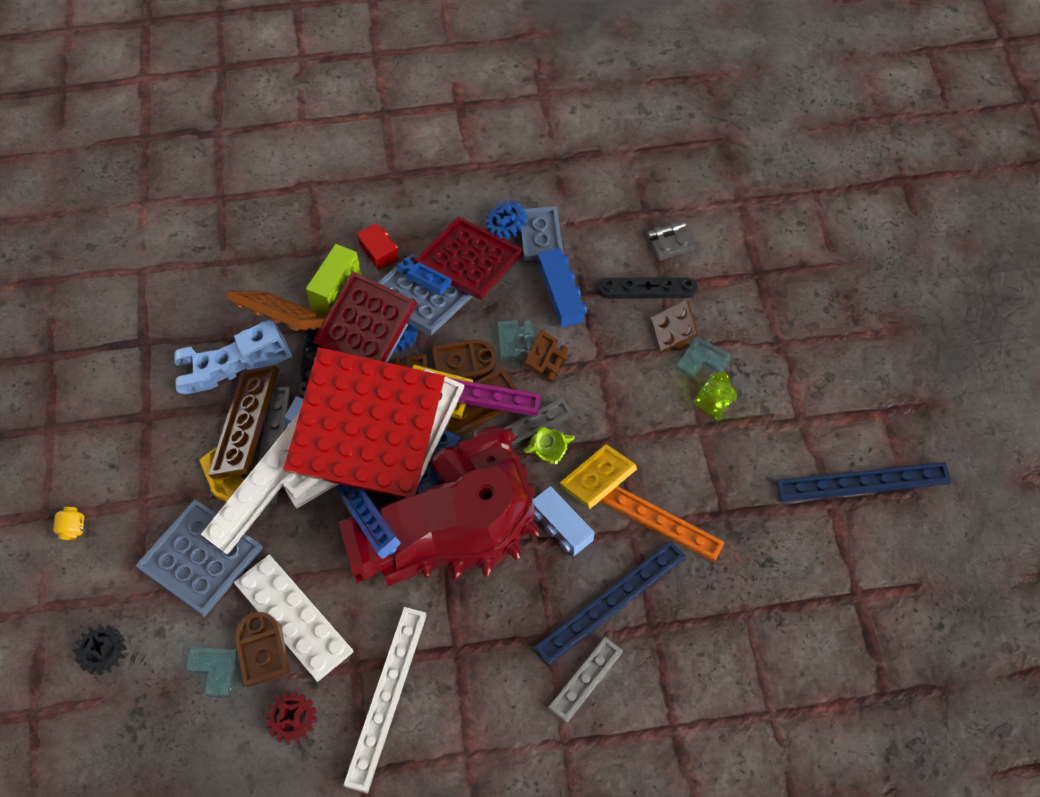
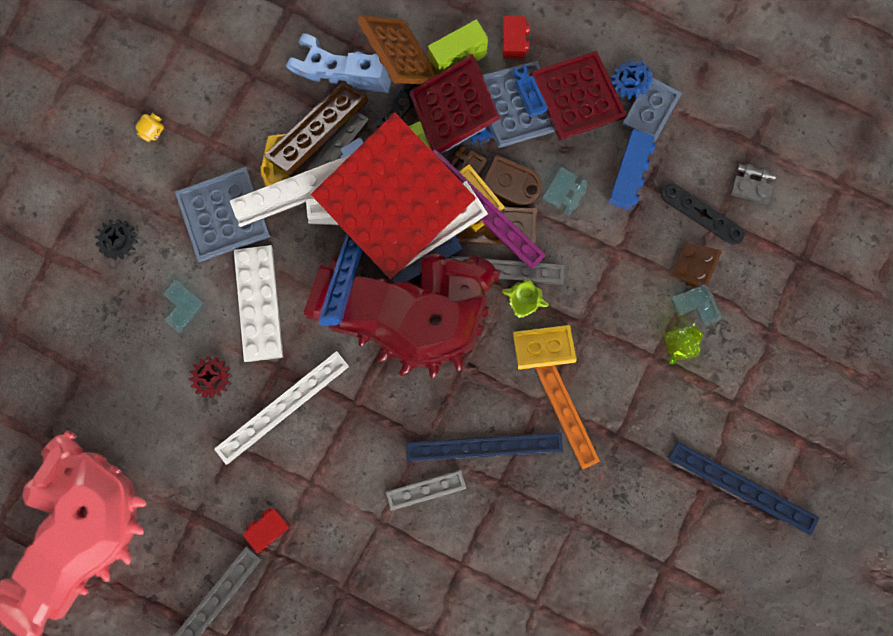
camera: 40 degrees right, 20 degrees up
(261, 651) = (220, 314): reddish brown plate -> none
(540, 353) = (573, 217): reddish brown plate -> none
(562, 521) = (491, 363): light blue brick -> none

